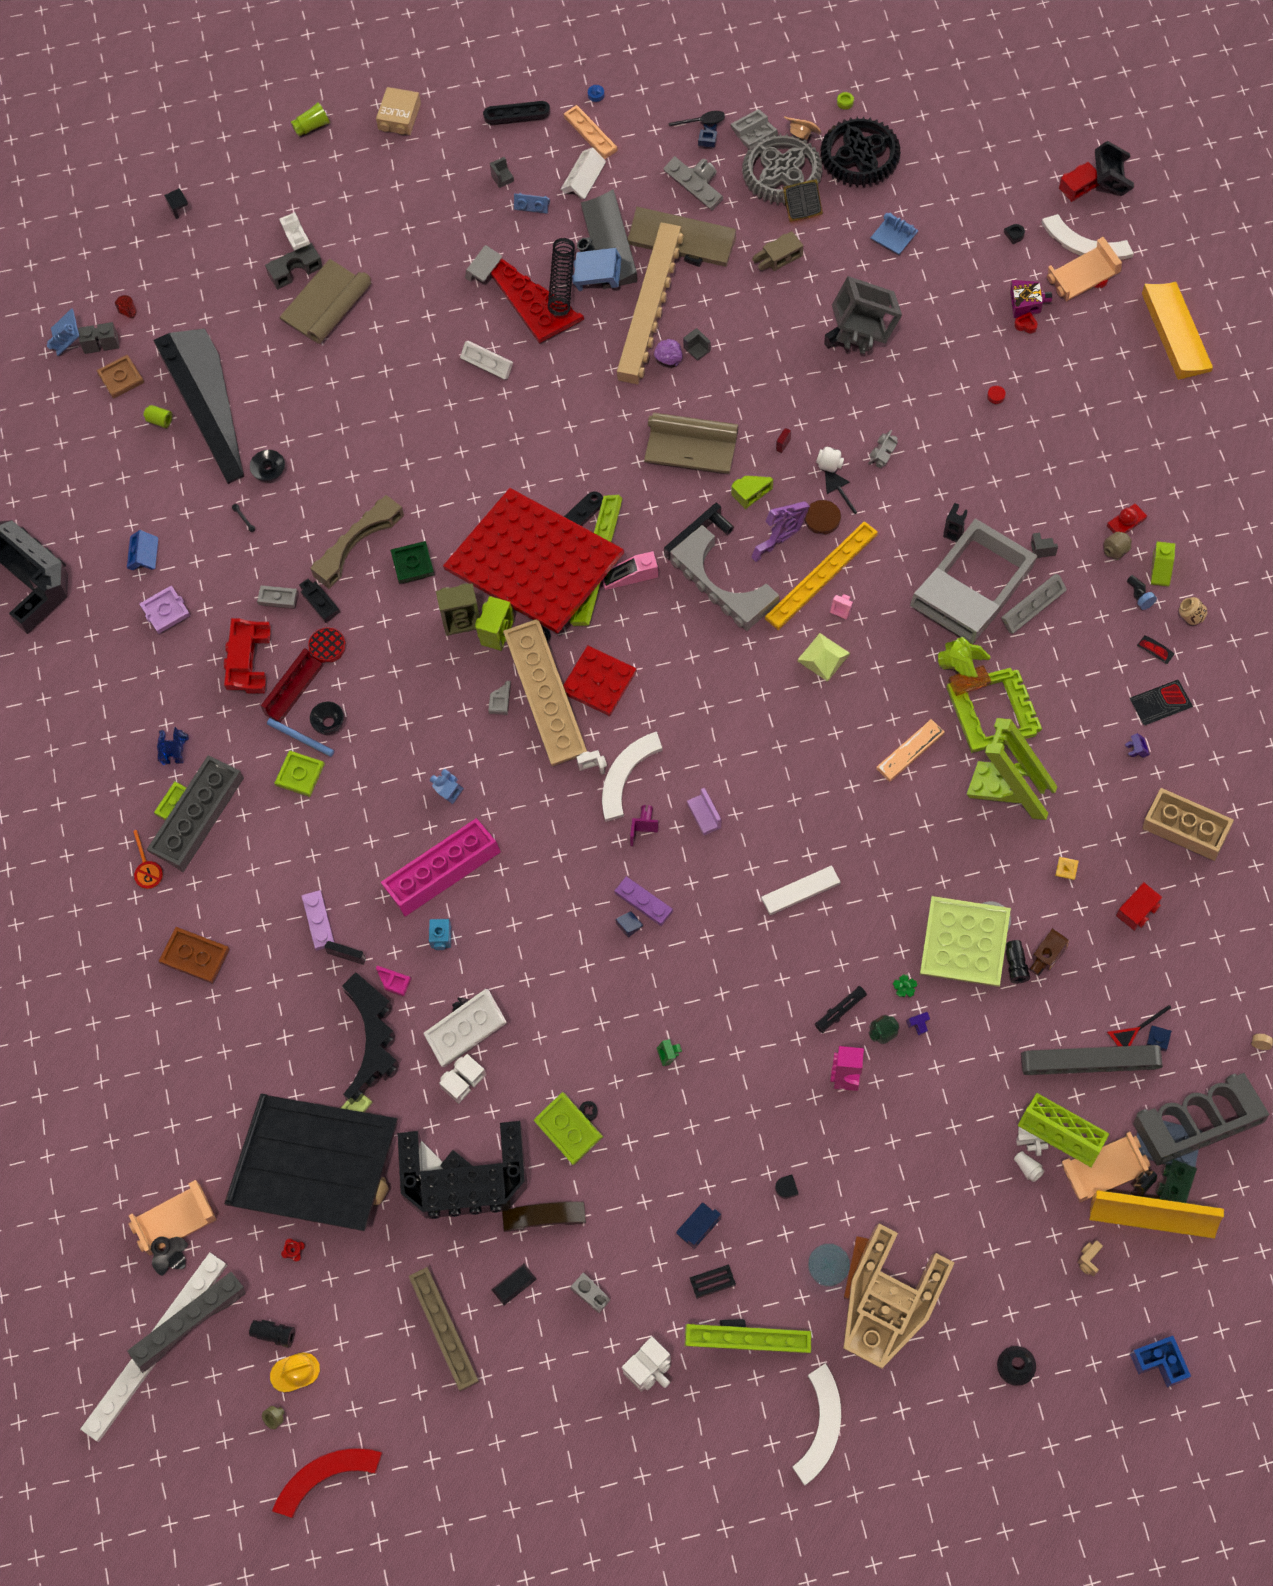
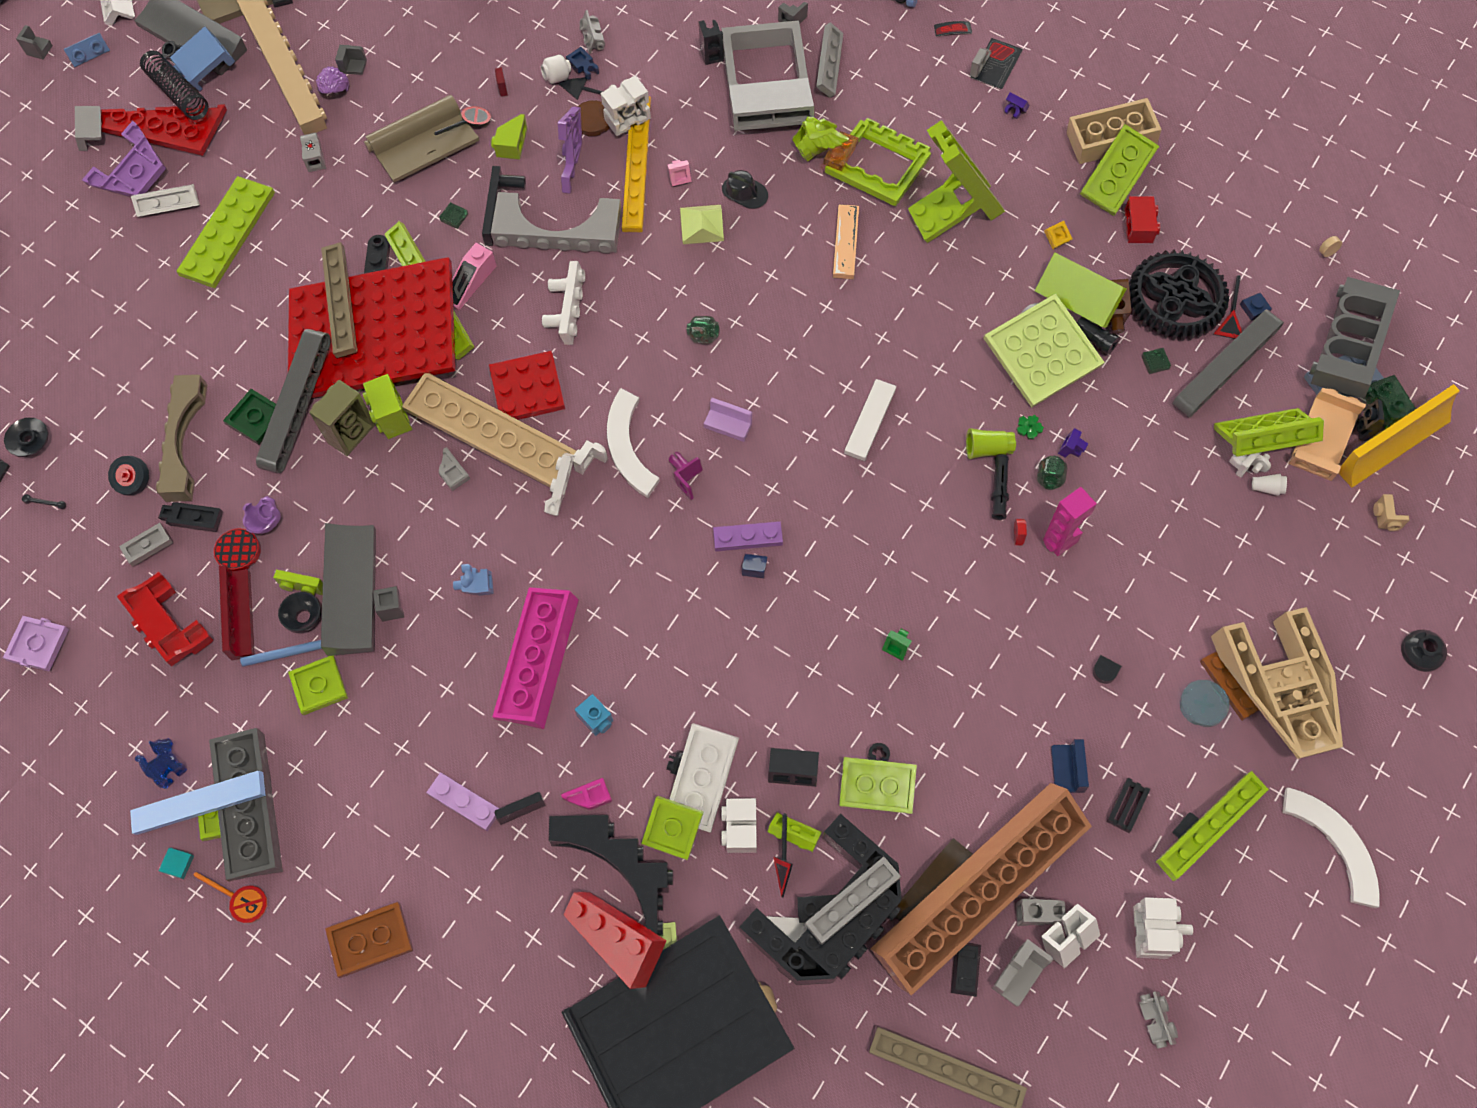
camera: 45 degrees left, 0 degrees up
(130, 815) = (176, 863): none -> teal tile
(170, 789) = (197, 802): none -> light blue tile
(304, 541) = (128, 475): none -> black wheel
(326, 1077) = (616, 937): none -> wedge
(346, 703) = (290, 581): none -> lime plate
(357, 635) = (261, 517): none -> medium lavender hair
(368, 726) = (348, 589): none -> dark grey arch
(381, 756) = (388, 604): none -> dark grey panel
(420, 1043) = (672, 827): none -> lime plate
(442, 571) = (293, 401): none -> dark grey beam
(463, 1125) = (783, 867): none -> black piece
(473, 1176) = (852, 900): none -> light grey plate
(488, 322) = (135, 172): none -> medium lavender wing
(489, 1110) = (797, 833): none -> lime plate
(506, 413) = (225, 232): none -> lime plate
(528, 523) = (339, 300): none -> dark tan plate
(528, 1071) = (793, 767): none -> black hinge
(541, 1315) = (1022, 972): none -> light grey panel
(555, 765) = (559, 485): none -> white hinge
(566, 1243) = (981, 888): none -> nougat brick
(580, 1321) = (1080, 930): none -> white piece
(603, 1411) = (1162, 1029): none -> light grey hinge
(610, 396) = (311, 151): none -> light grey leg
(662, 517) = (453, 215): none -> clear green tile
(674, 649) = (570, 312): none -> white plate
(741, 452) = (471, 115): none -> piece
(748, 734) = (703, 329): none -> clear green head
(822, 1049) = (1020, 531): none -> red tile
(846, 527) = (625, 105): none -> white brick
(854, 467) = (582, 61): none -> dark blue plate
(862, 973) = (989, 443): none -> lime plant
(877, 656) = (745, 190): none -> black piece
(1031, 920) = (1081, 289): none -> lime tile
(1043, 1015) = (1156, 360): none -> clear green tile
(1109, 974) = (1178, 295): none -> black gear
(1146, 690) = (979, 61): none -> light grey tile
(1158, 856) = (1119, 170): none -> lime tile

